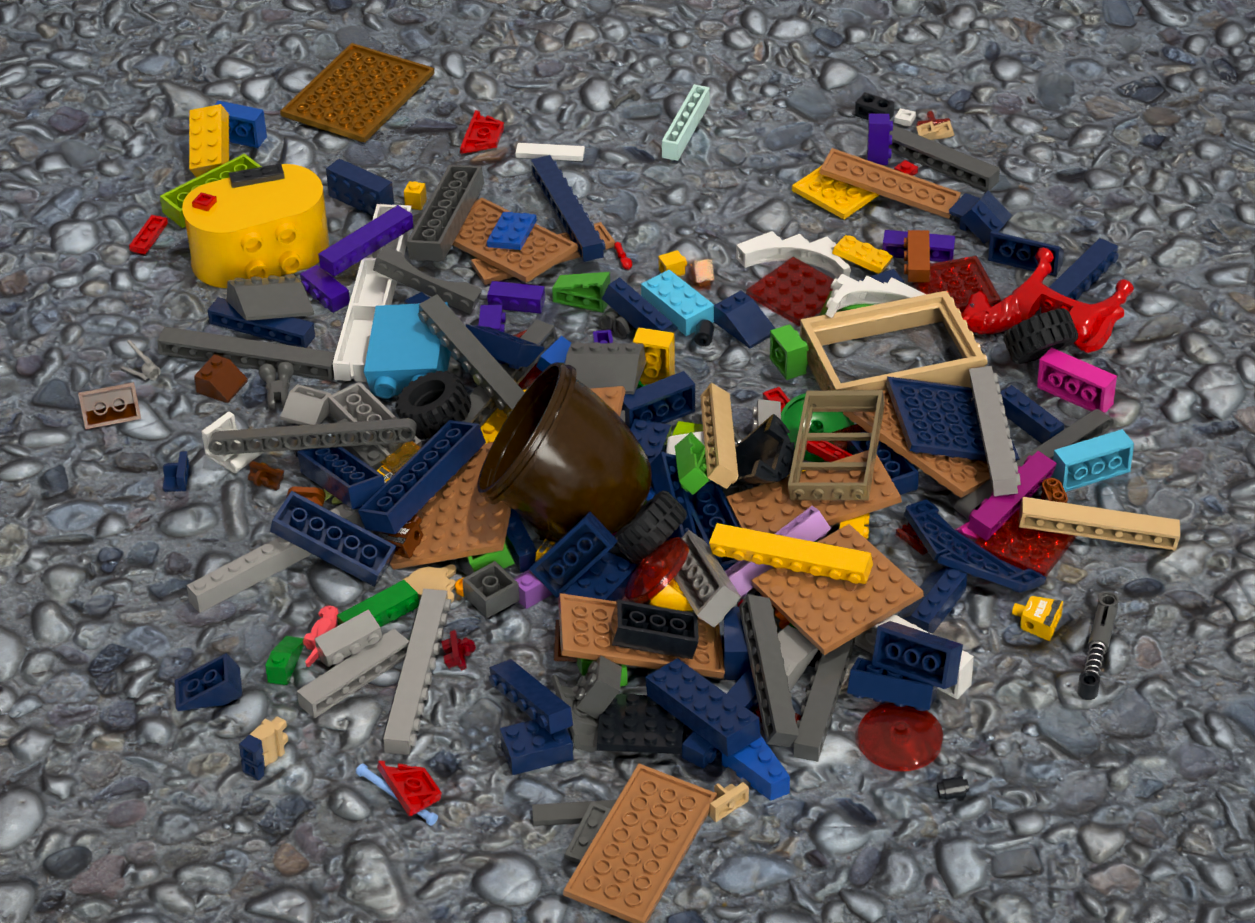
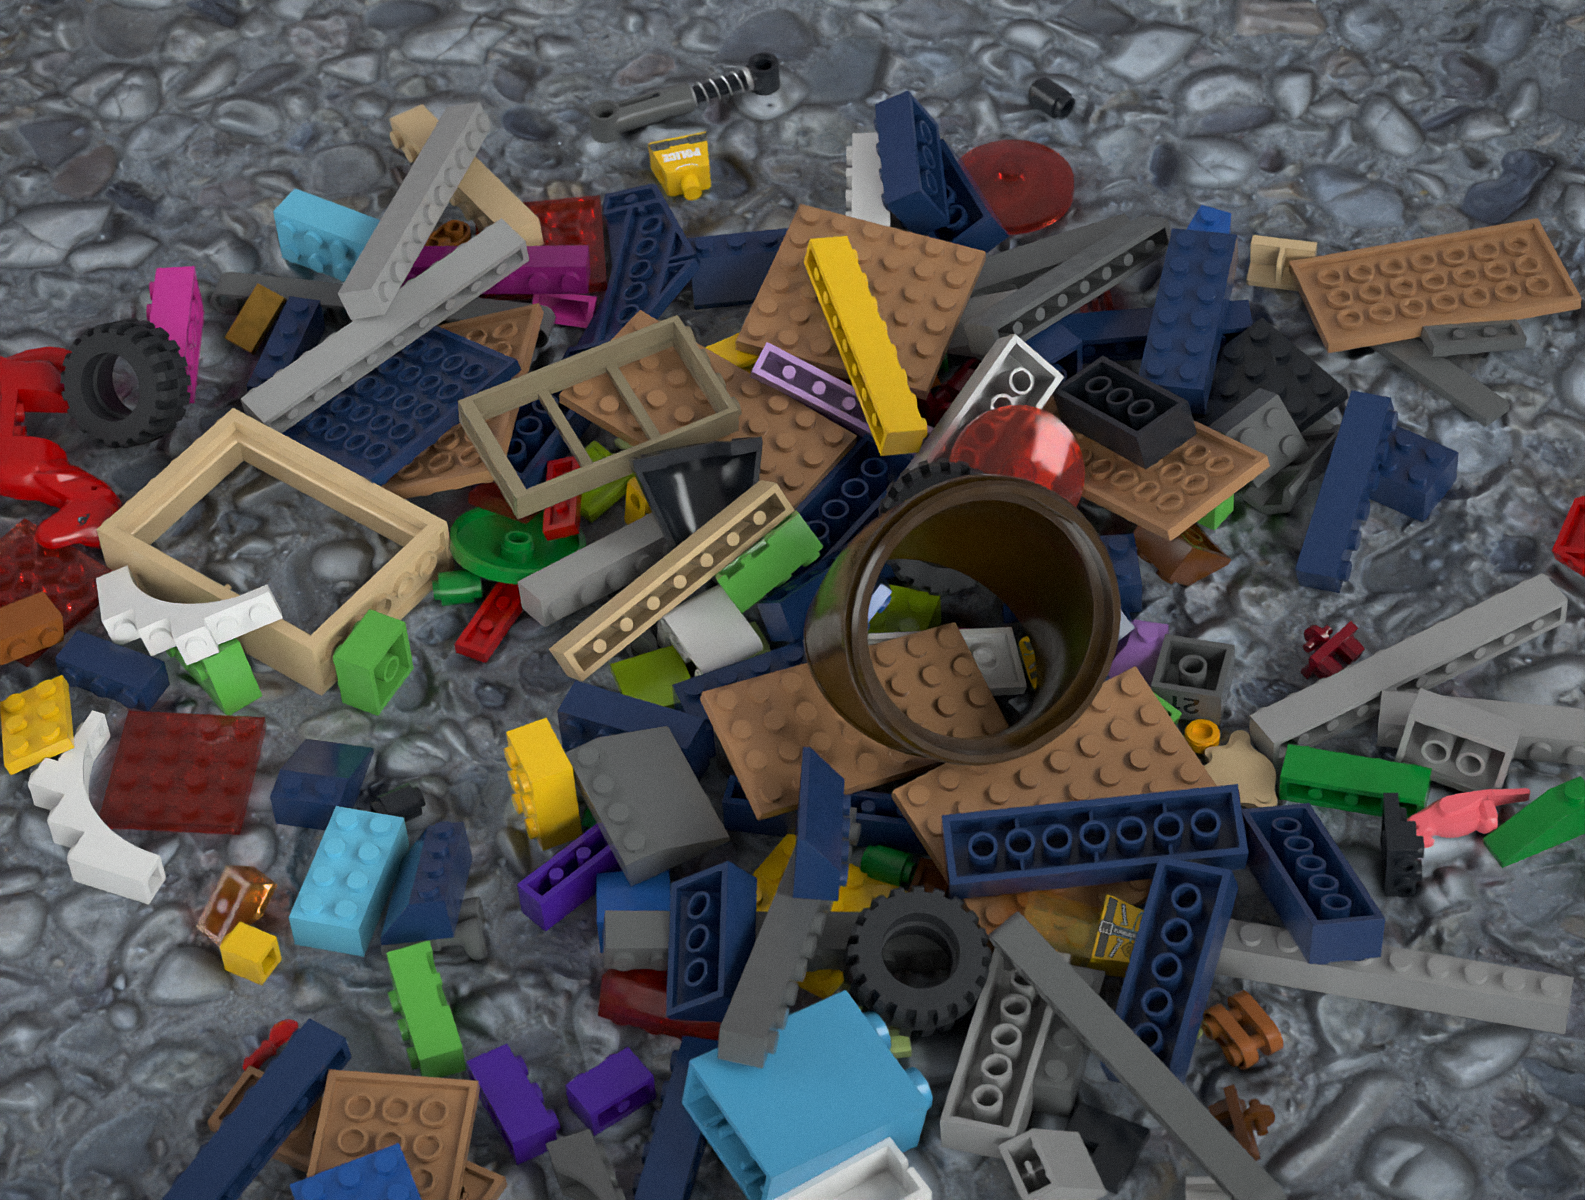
camera: 125 degrees left, 5 degrees up
(324, 589) = (1399, 849): none -> black plate
(504, 377) = (821, 831): none -> dark blue slope
(1067, 416) = (255, 319): none -> pearl gold tile
(1067, 467) = (414, 211): none -> light grey brick

